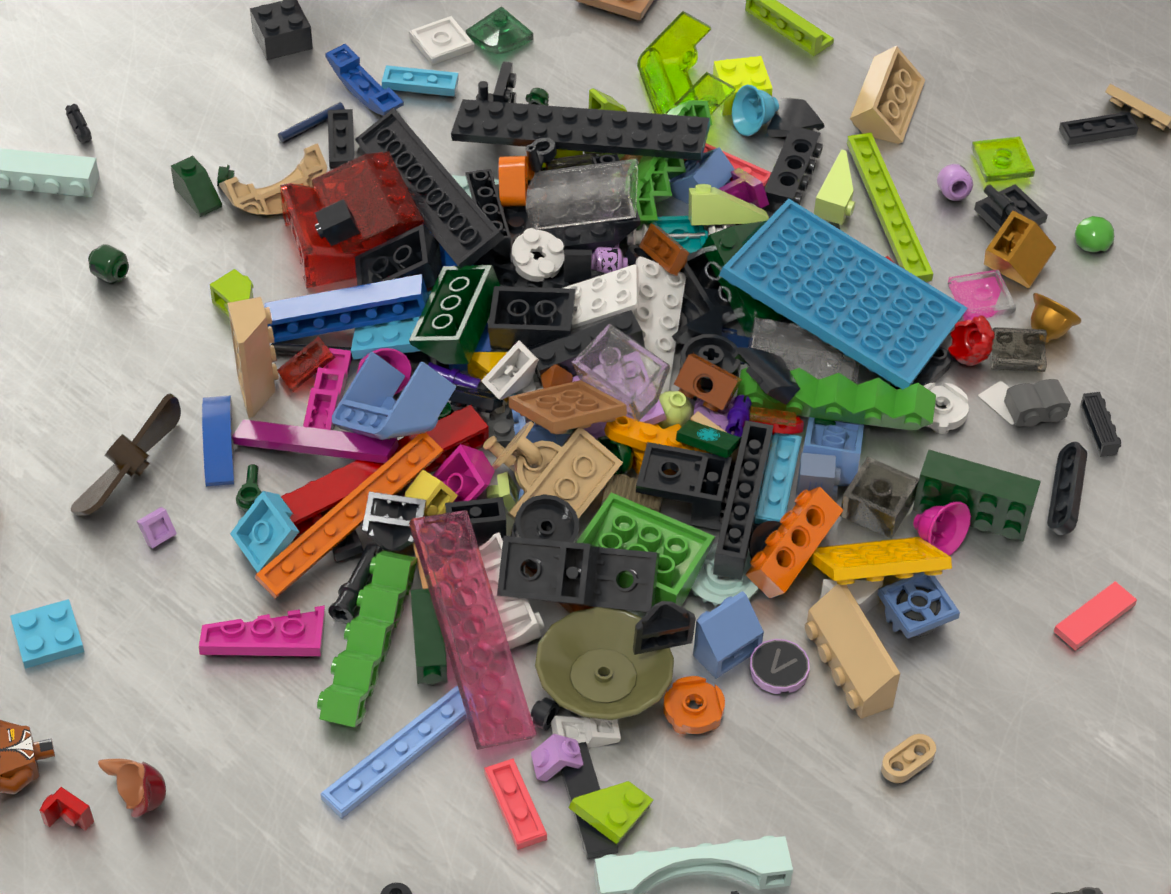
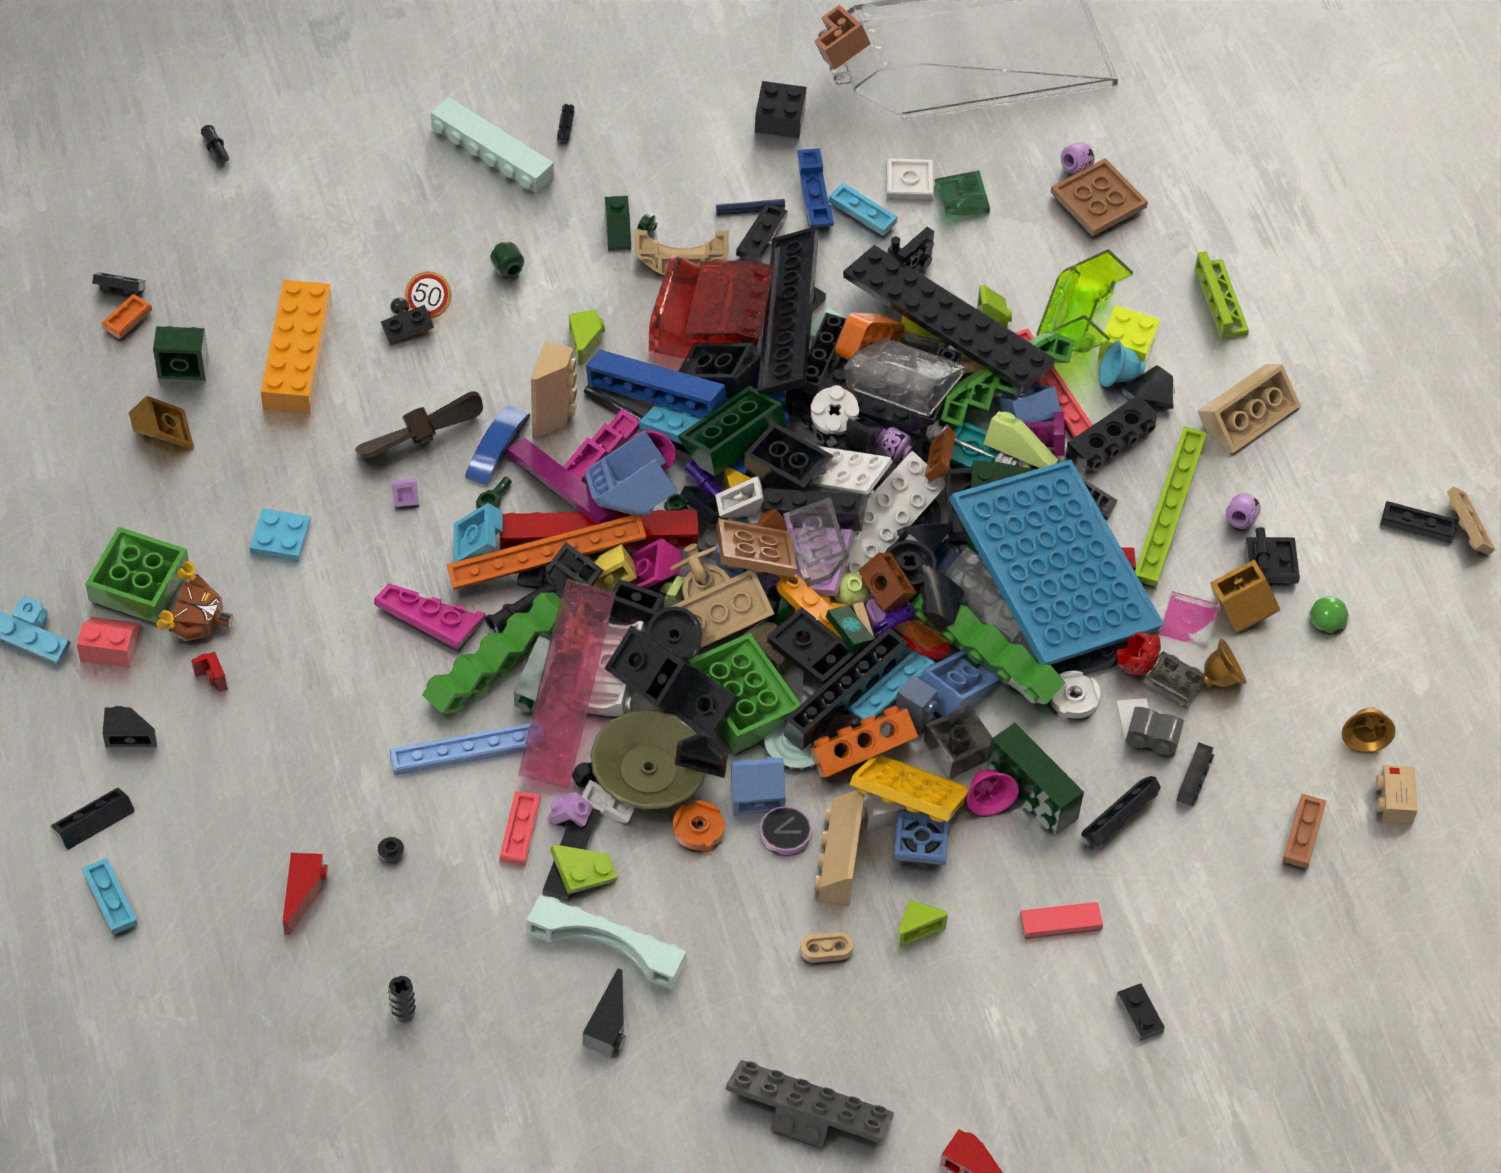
camera: 30 degrees right, 5 degrees up
(43, 368) = (405, 322): none -> black plate
(48, 330) = (429, 290): none -> piece
(137, 784) = (270, 676): hair -> none
(305, 363) = (598, 414): clear red plate -> none
(336, 223) = (689, 309): black brick -> none
(537, 97) = (948, 270): dark green plate -> none
(540, 152) = (902, 322): black plate -> none
(836, 194) = (1131, 474): yellowish green slope -> none
(973, 685) = (919, 922): none -> lime slope
(1003, 159) = (1305, 510): clear neon green plate -> none

